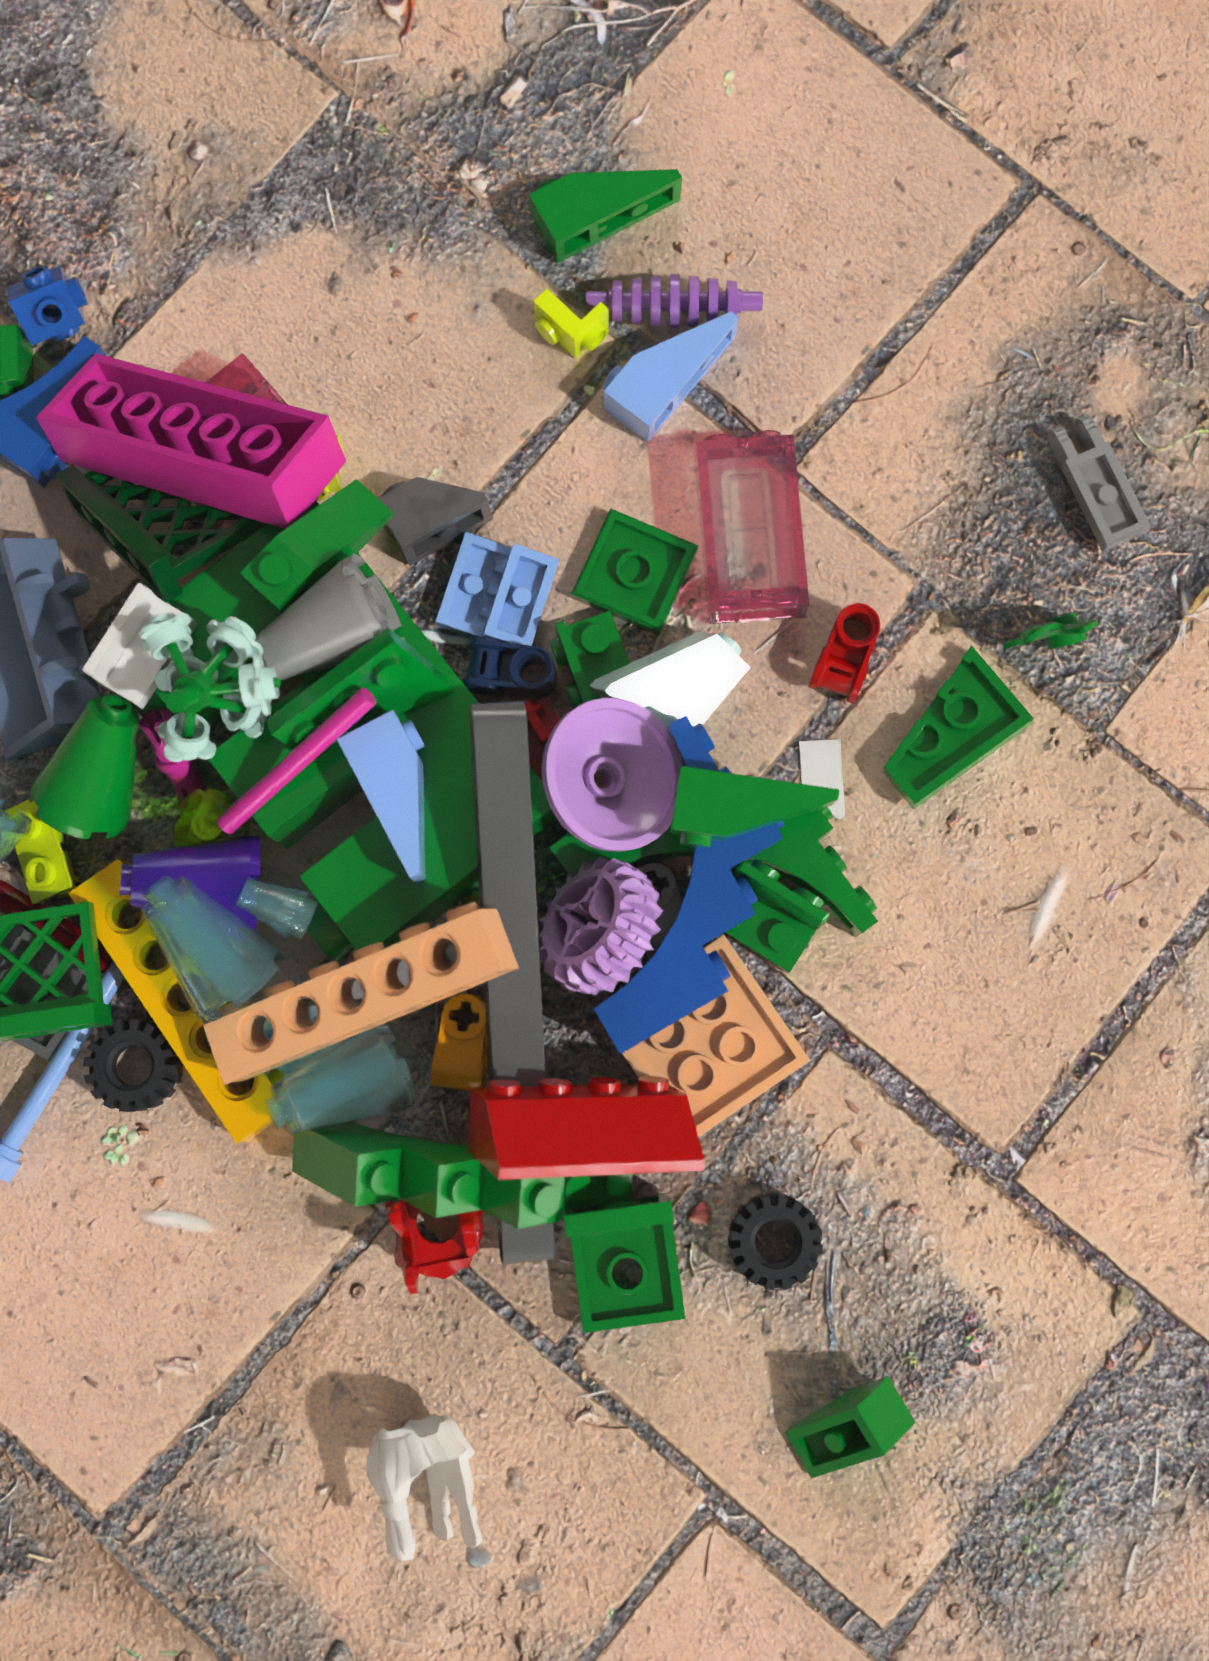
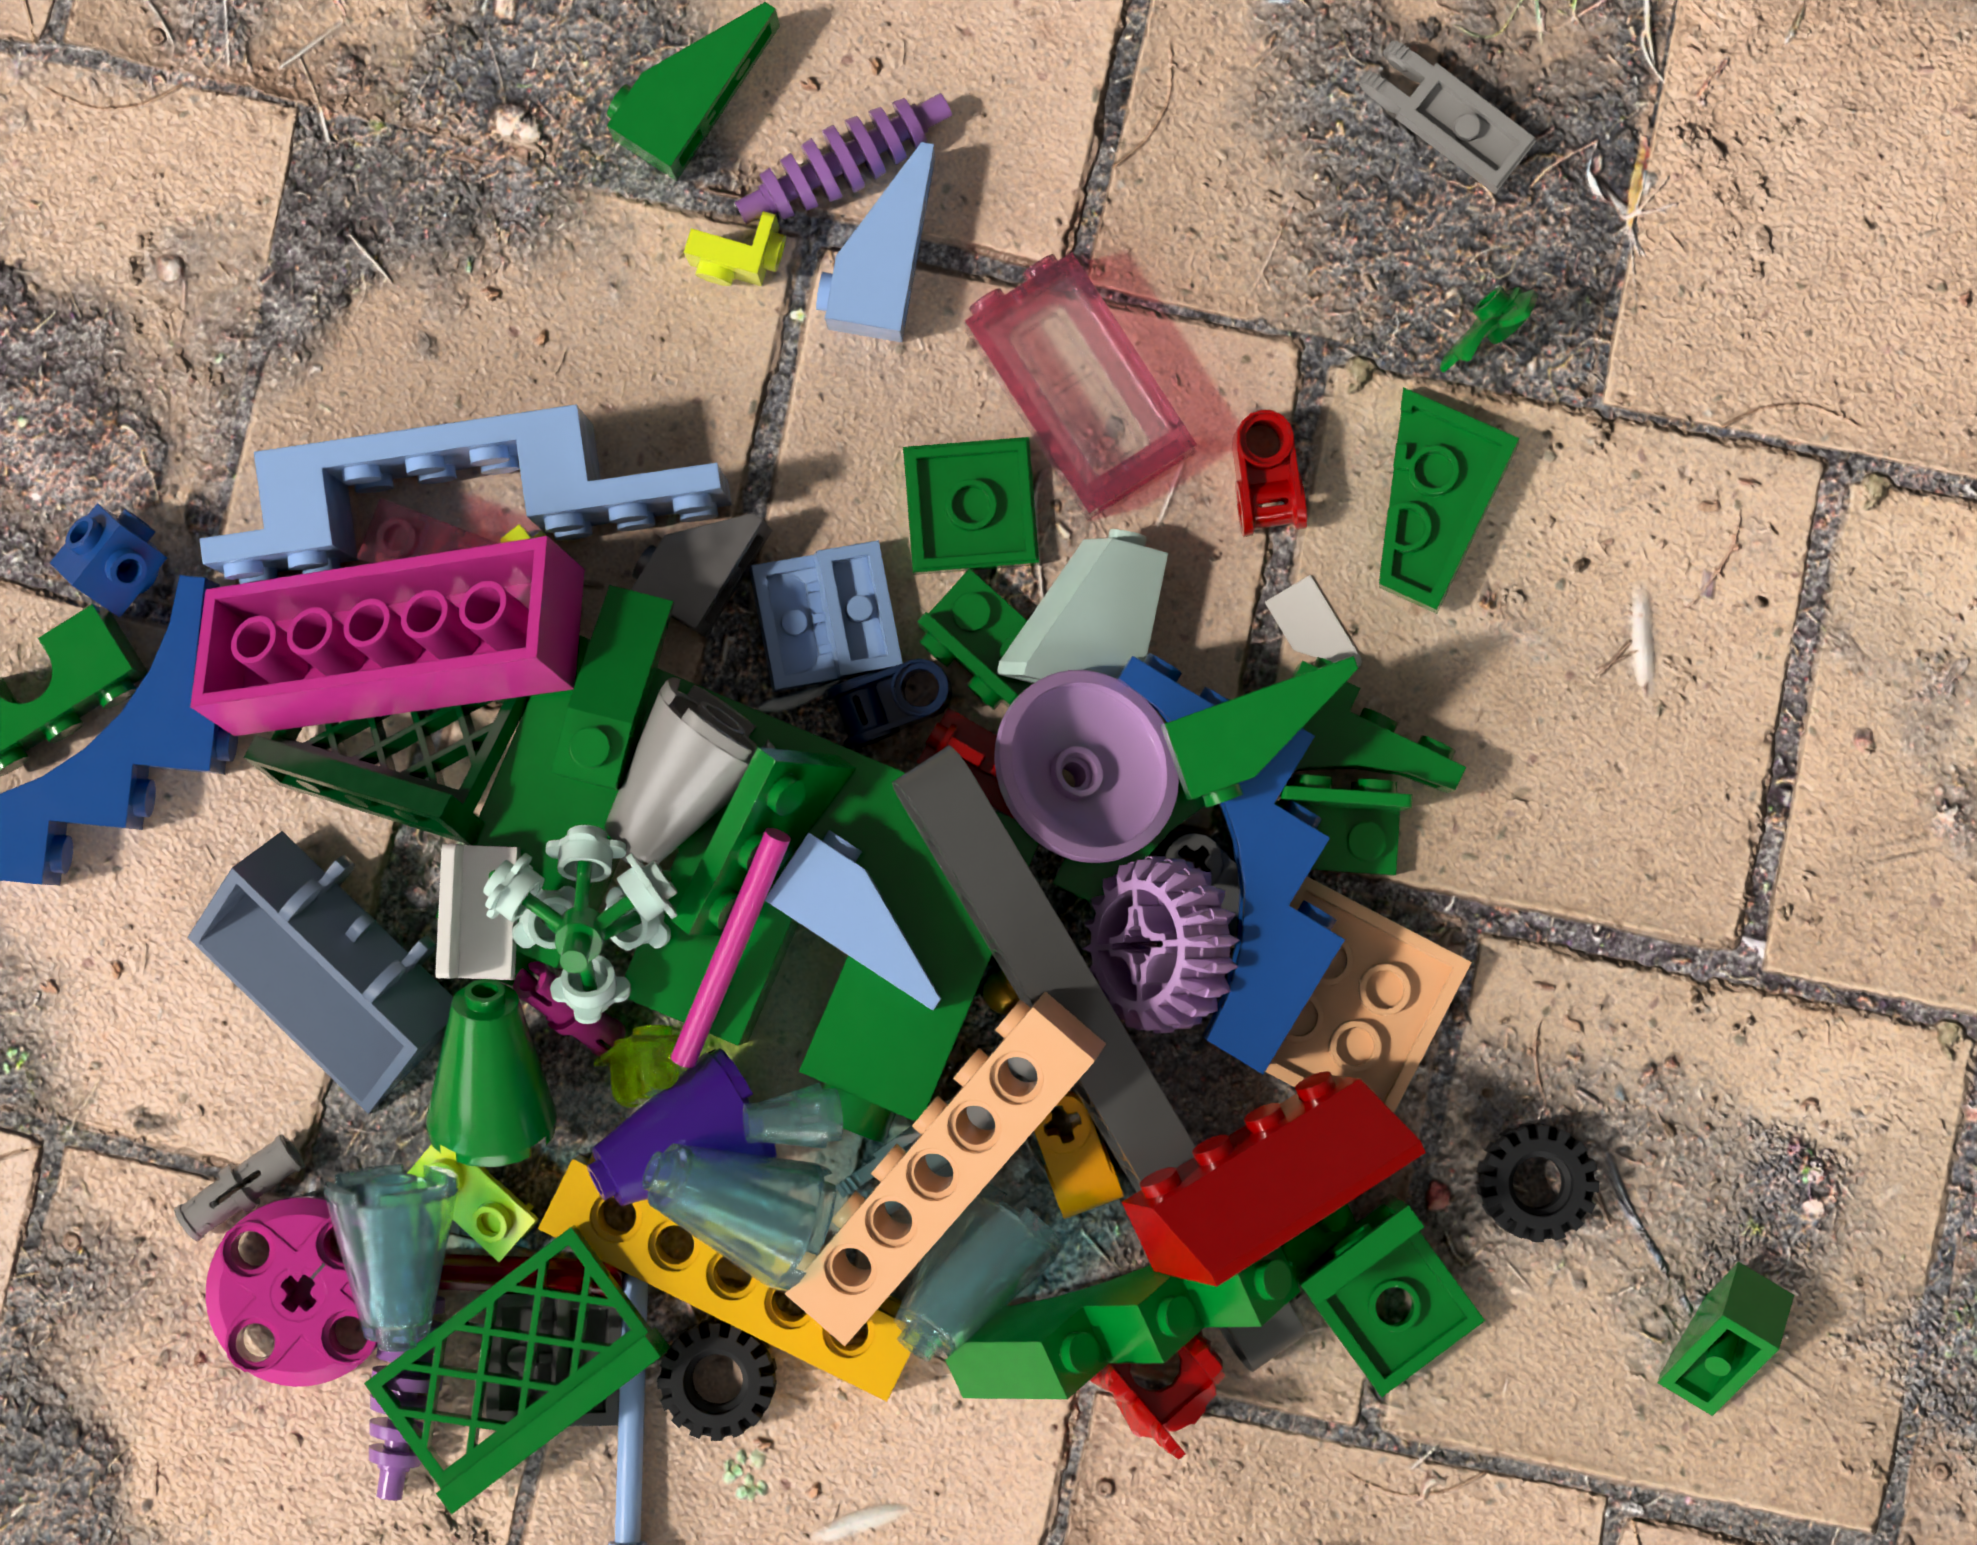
camera: 25 degrees left, 5 degrees up
(371, 381) = (310, 507): none -> light blue bracket

